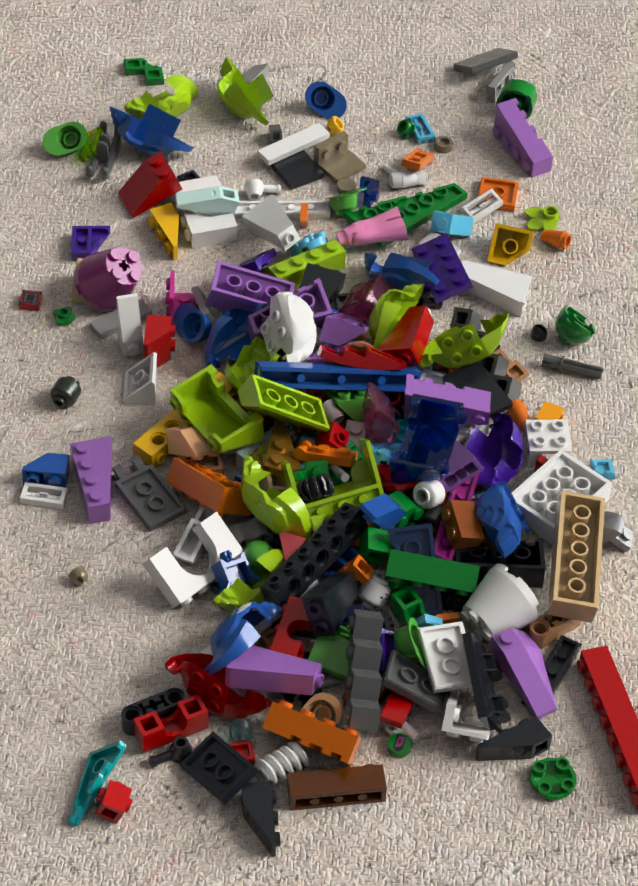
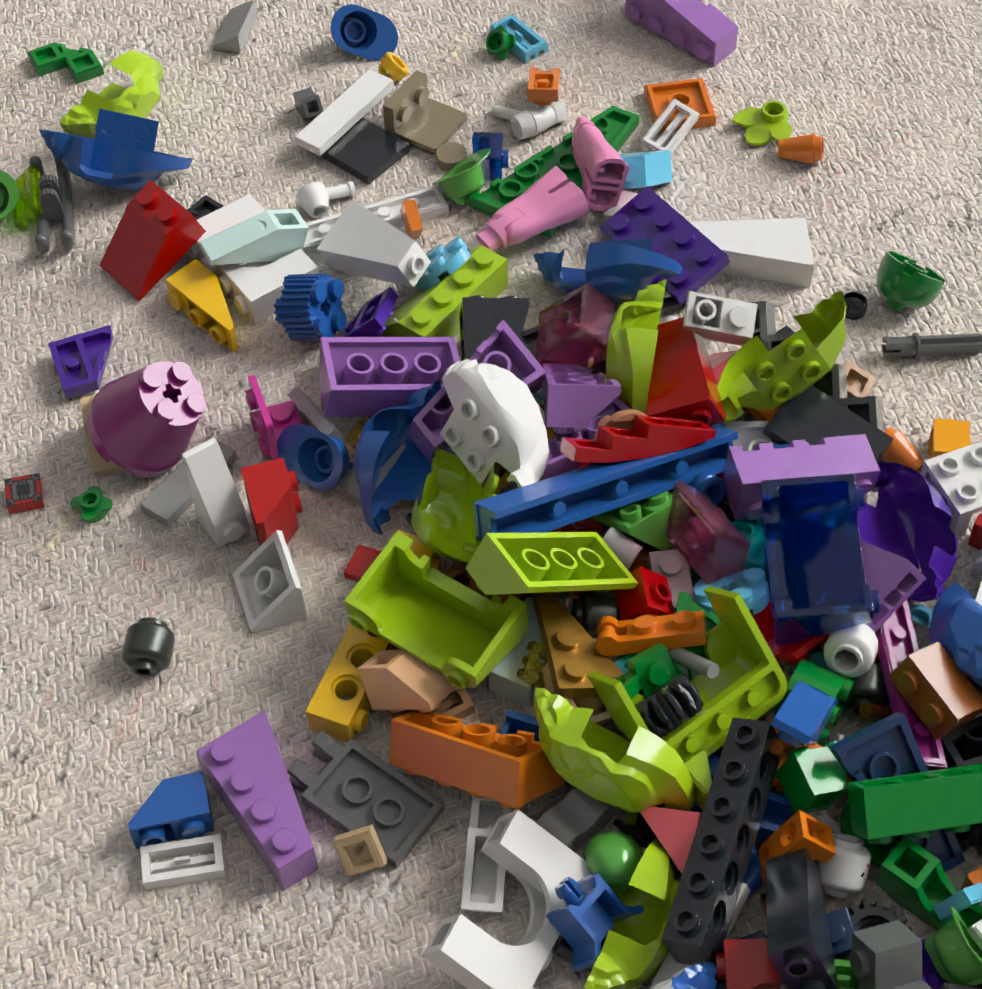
camera: 15 degrees left, 5 degrees up
(133, 514) = (360, 850): none -> tan tile
(223, 245) = (311, 306): none -> blue brick
(241, 97) = (239, 62): lime animal -> none
(398, 393) = (716, 485): none -> blue bush
(424, 214) = (599, 165): none -> bright pink piece
(439, 310) = (720, 318): none -> white slope
(443, 144) = (564, 52): dark tan tile -> none
(509, 244) = (741, 176): yellow slope -> none

